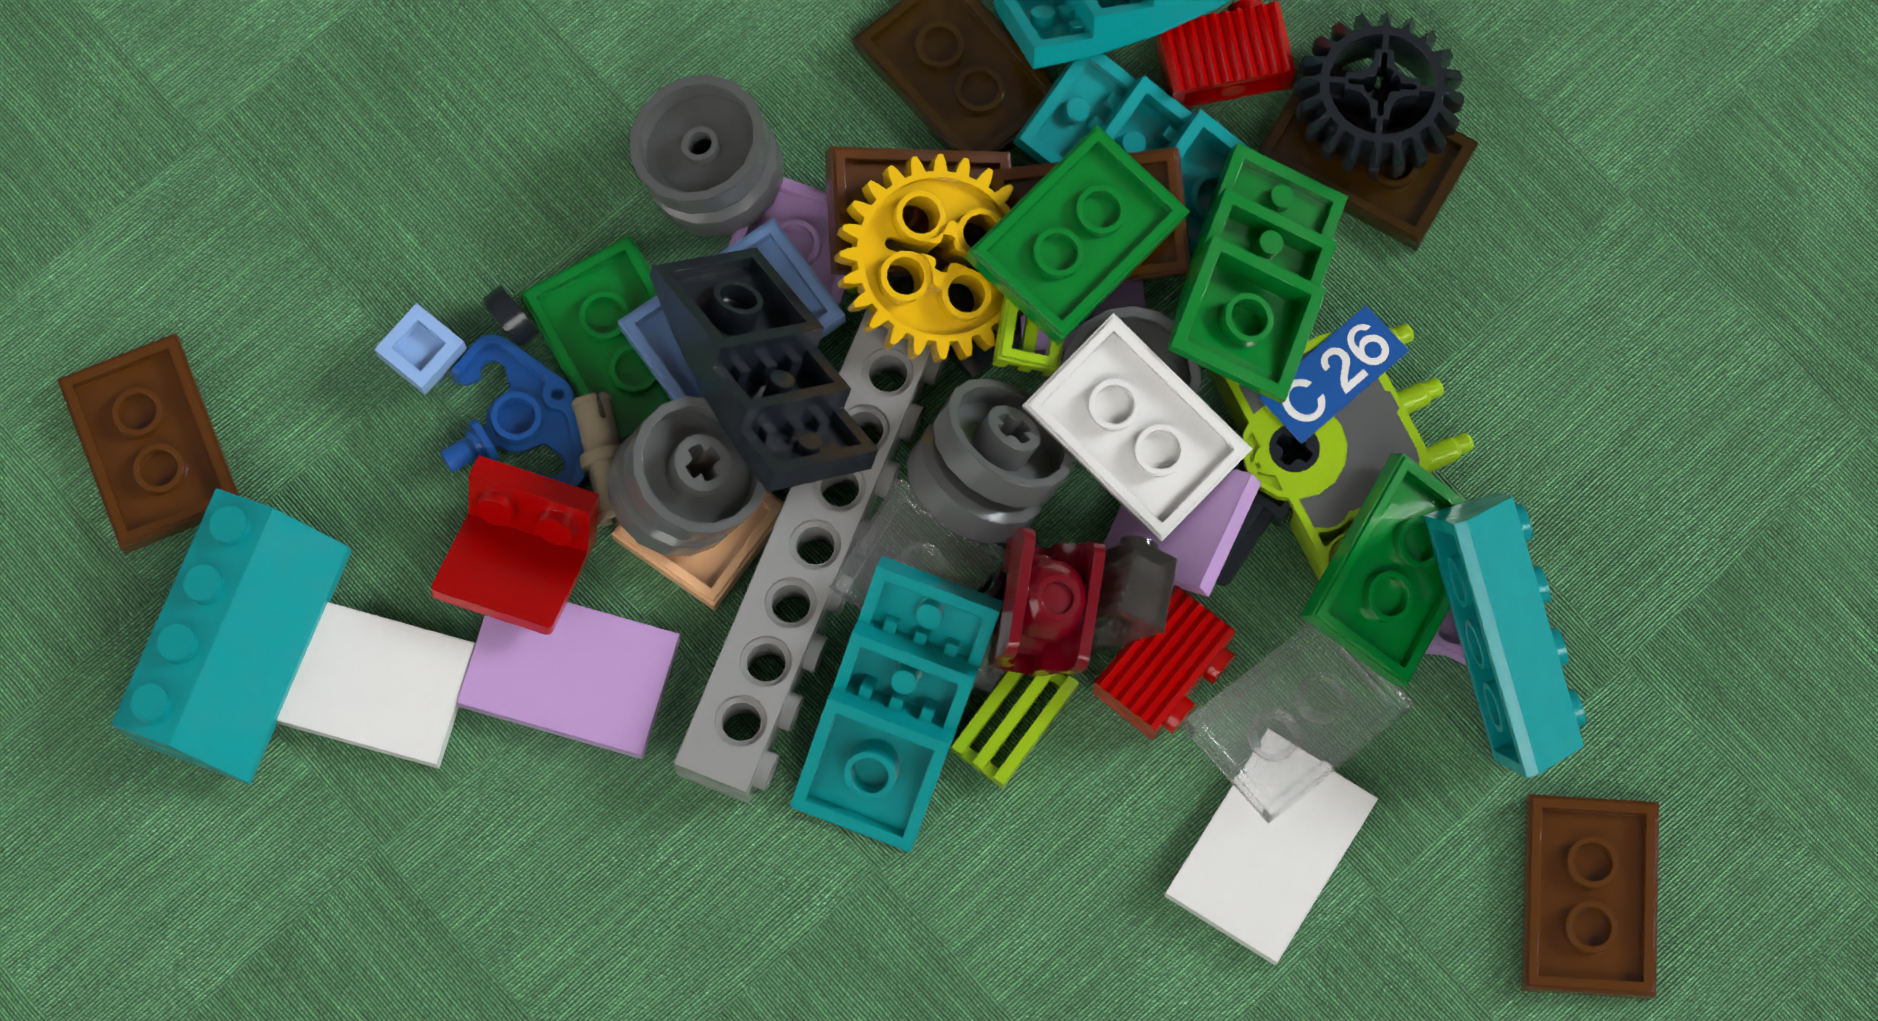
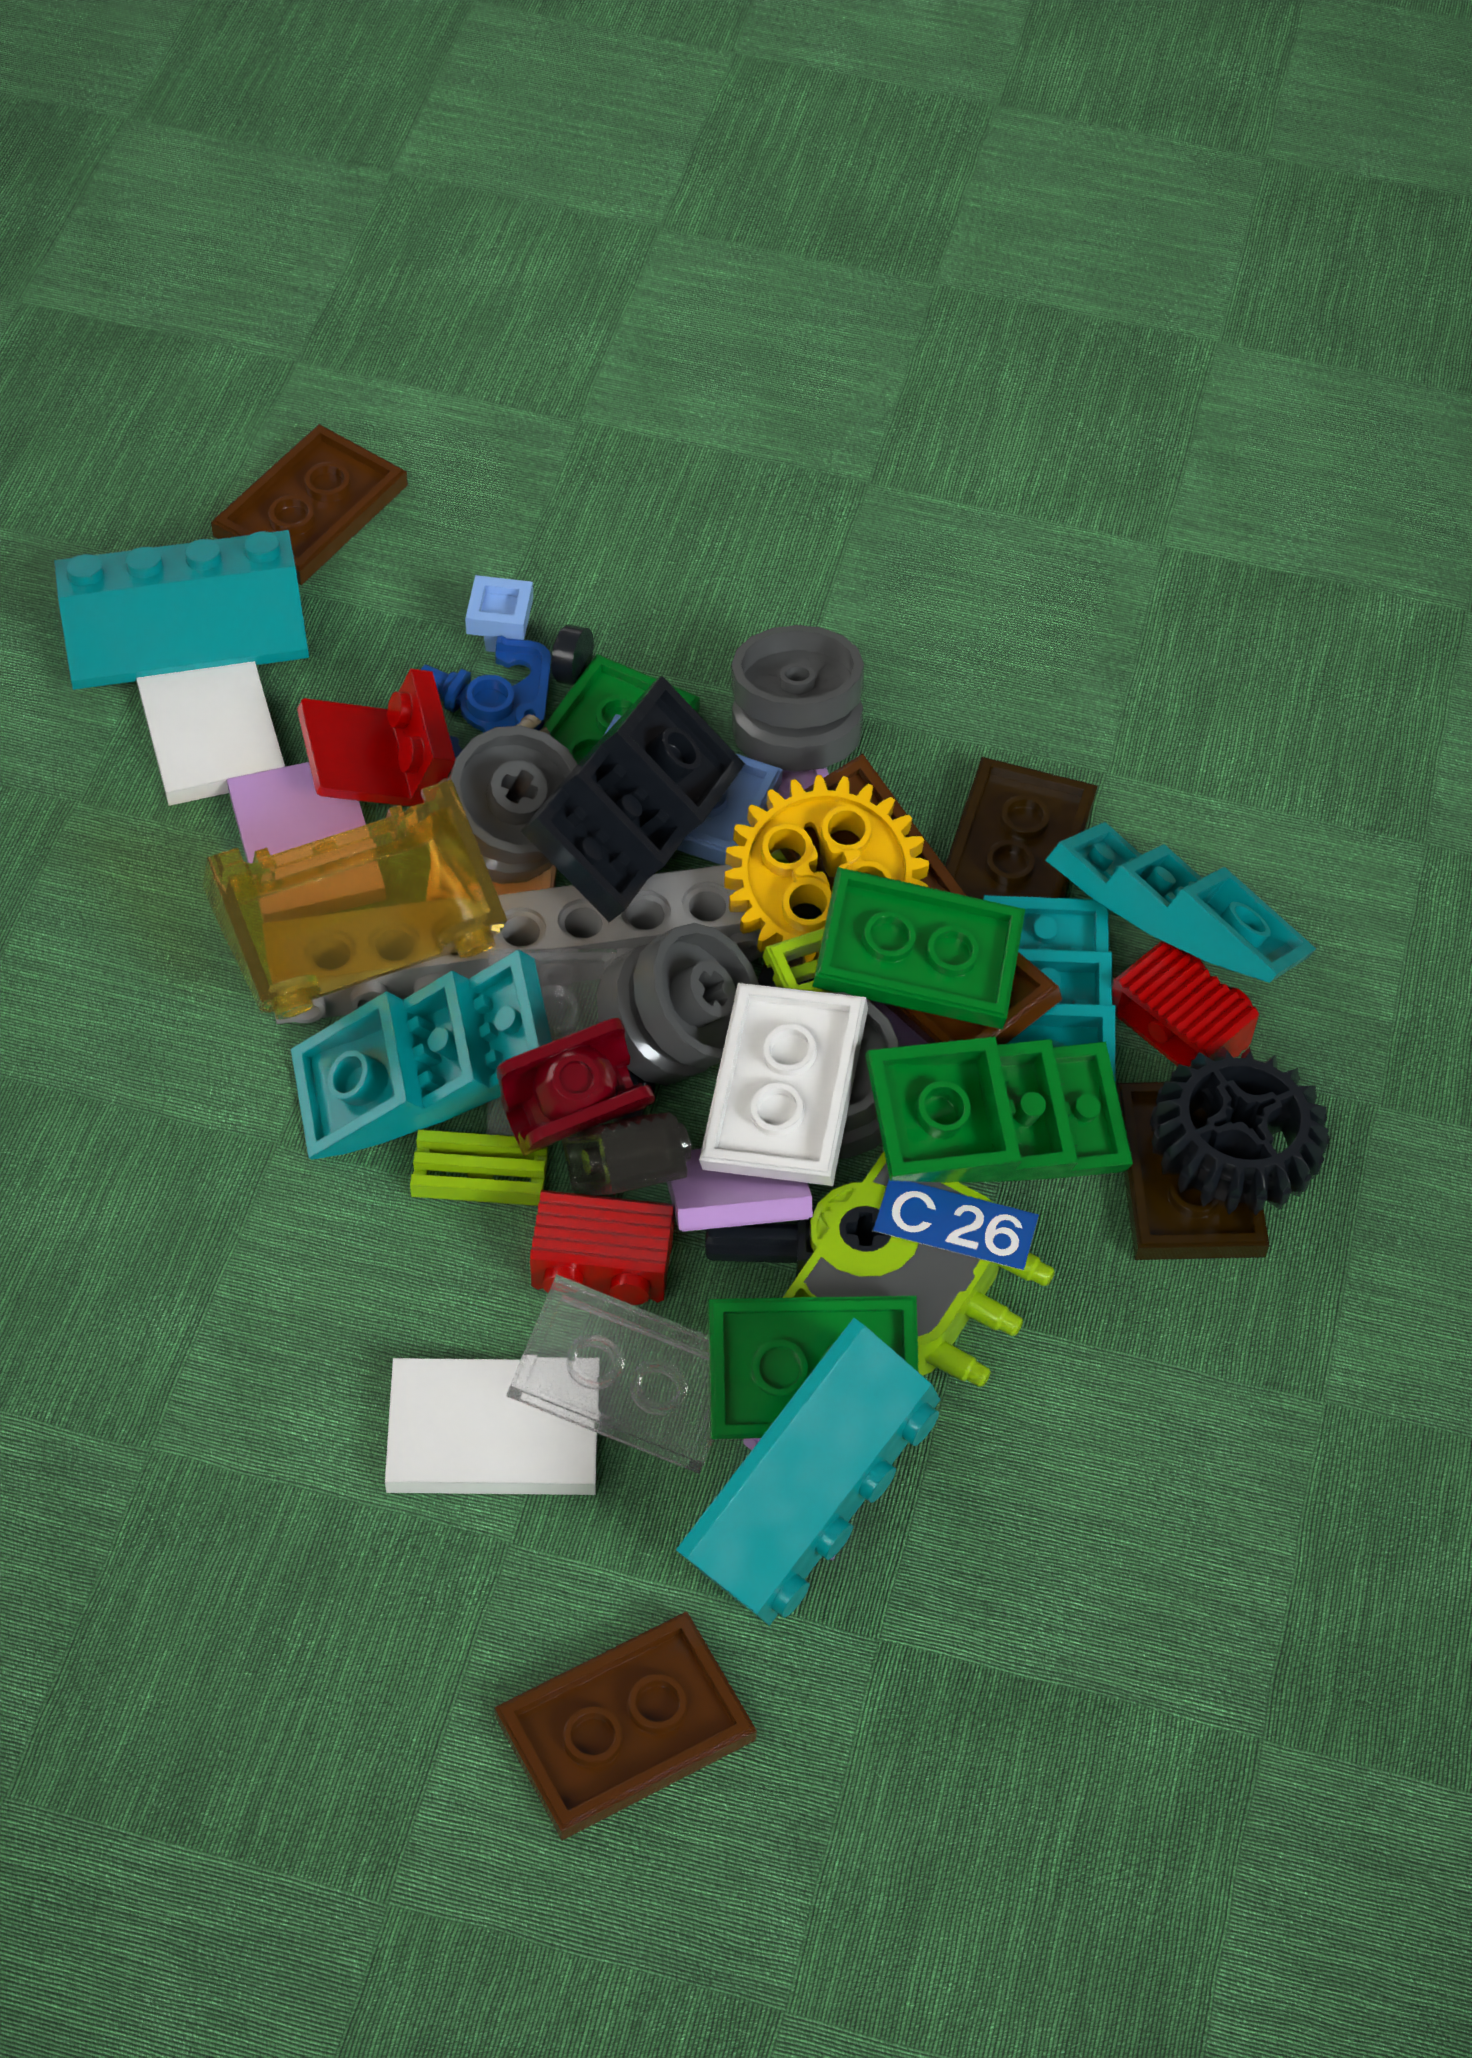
camera: 55 degrees right, 20 degrees down
(723, 672) = (356, 903): none -> clear yellow windscreen

